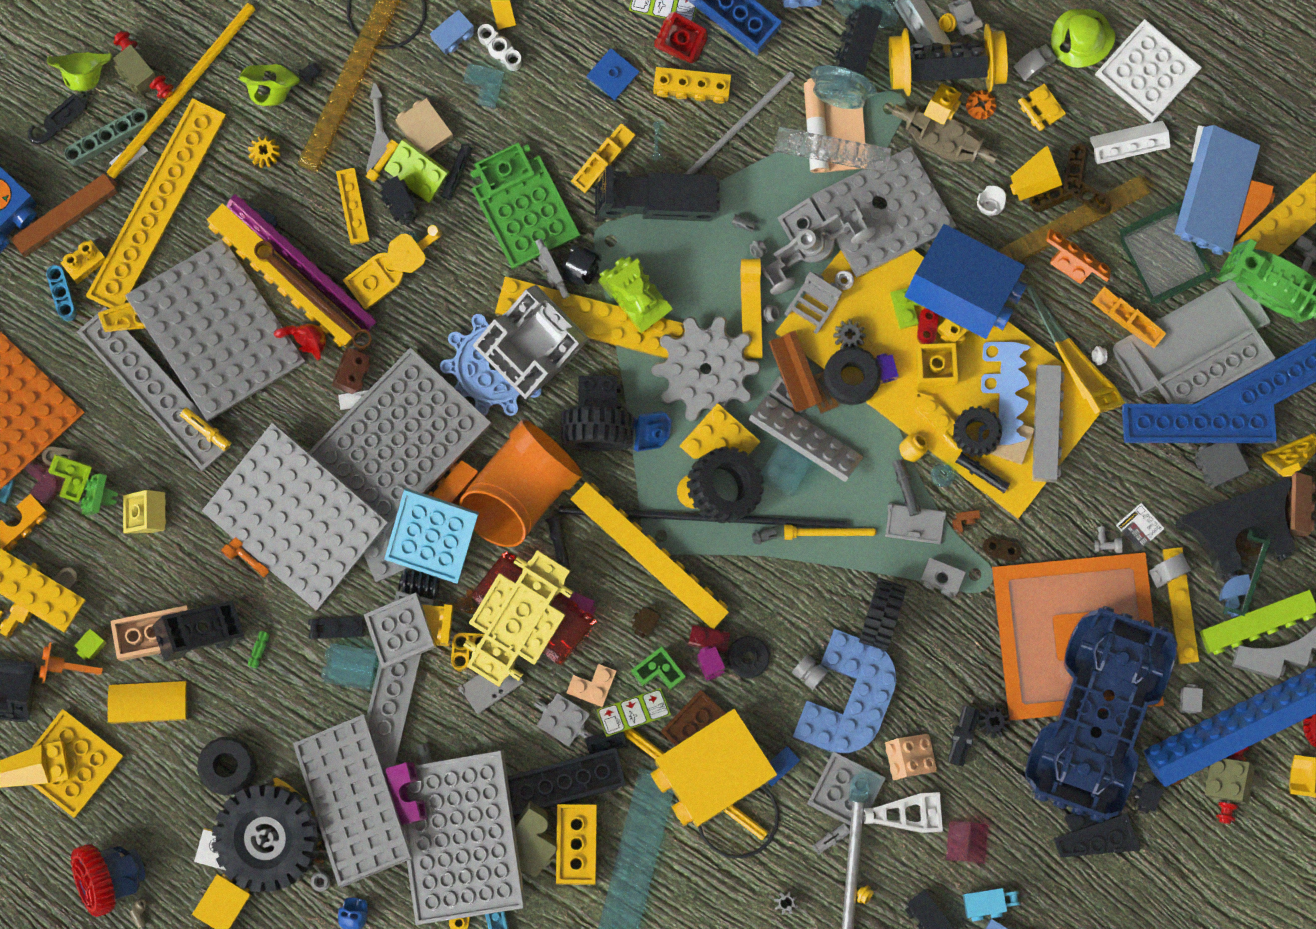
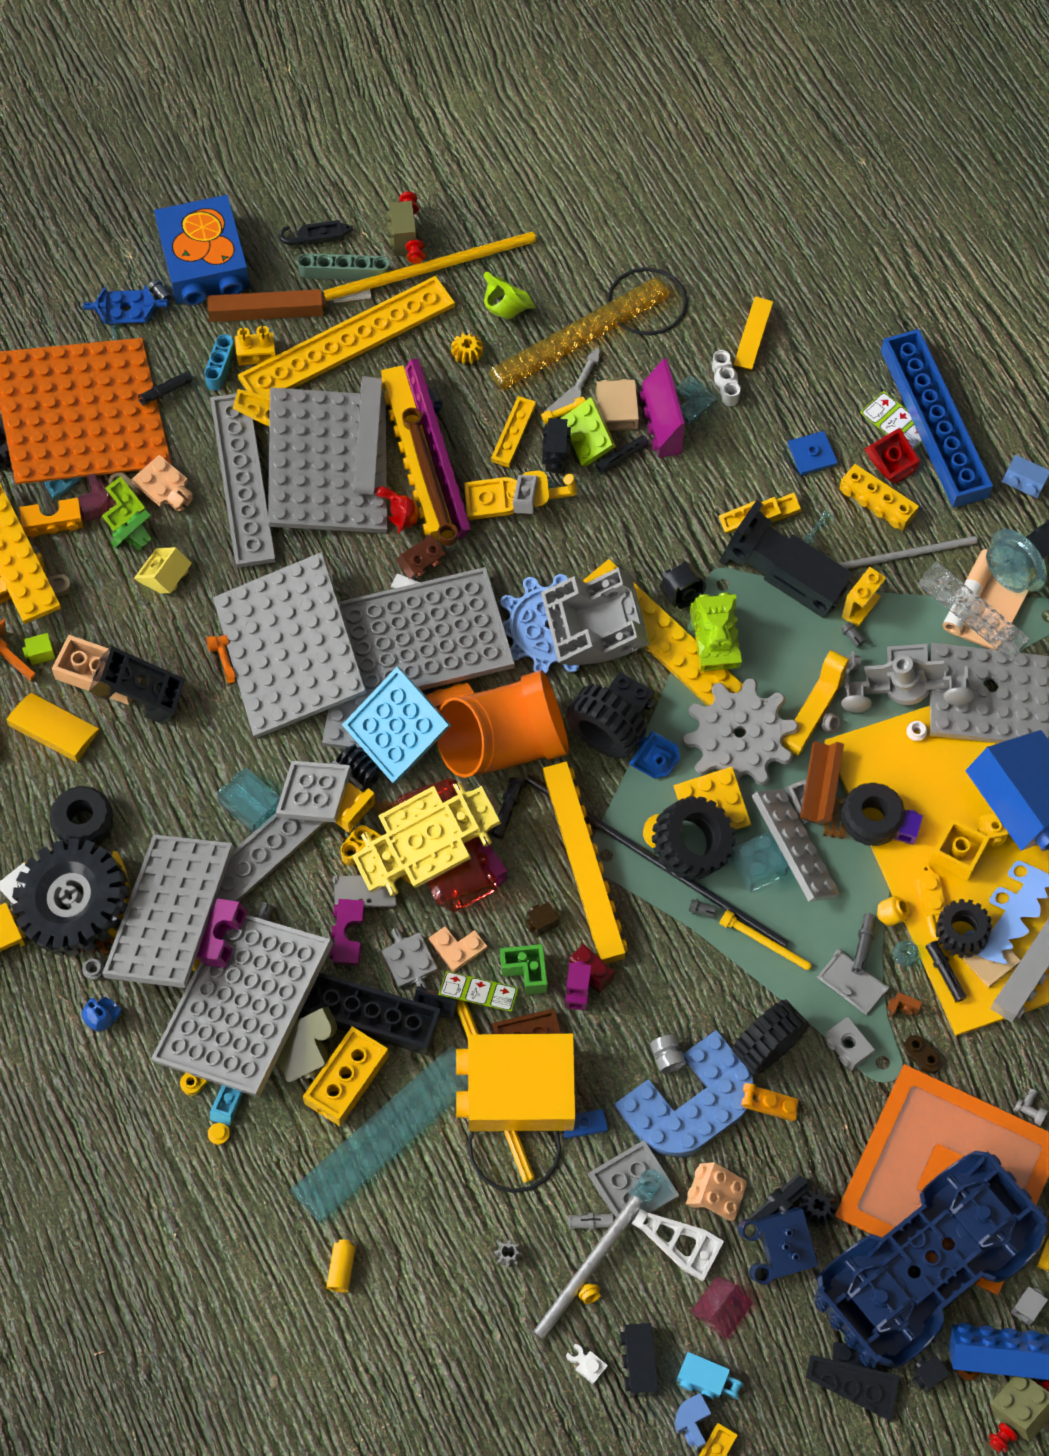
camera: 30 degrees right, 15 degrees down
(29, 353) = (159, 391): none -> black pin
(80, 70) = (356, 206): lime piece -> none
(92, 435) = (163, 484): none -> light nougat plate
(212, 434) = (264, 538): yellow pin -> none
(236, 288) = (367, 435): none -> light grey beam
(258, 649) = (180, 739): bright green axle -> none
(310, 73) = (548, 310): black brick -> none
(336, 628) = (260, 761): black plate -> none
(403, 263) = (525, 494): none -> light grey slope
(452, 32) = (692, 343): medium blue brick -> none
(468, 115) = (662, 411): none -> magenta slope
(492, 714) = (348, 913): none -> magenta arch
(521, 204) = (662, 511): bright green plate -> none
(553, 275) = (652, 572): light grey plate -> none
(735, 188) = (863, 597): none -> yellow panel
(744, 645) = (615, 1020): black wheel -> none
(821, 291) = (888, 725): light grey plate -> none
(844, 329) = (900, 777): dark grey gear -> none
(904, 309) = (958, 788): lime plate -> none
(910, 662) = (769, 1102): none -> light orange plate
(927, 325) = (973, 813): red plate -> none
(986, 766) = (784, 1242): none -> dark blue piece

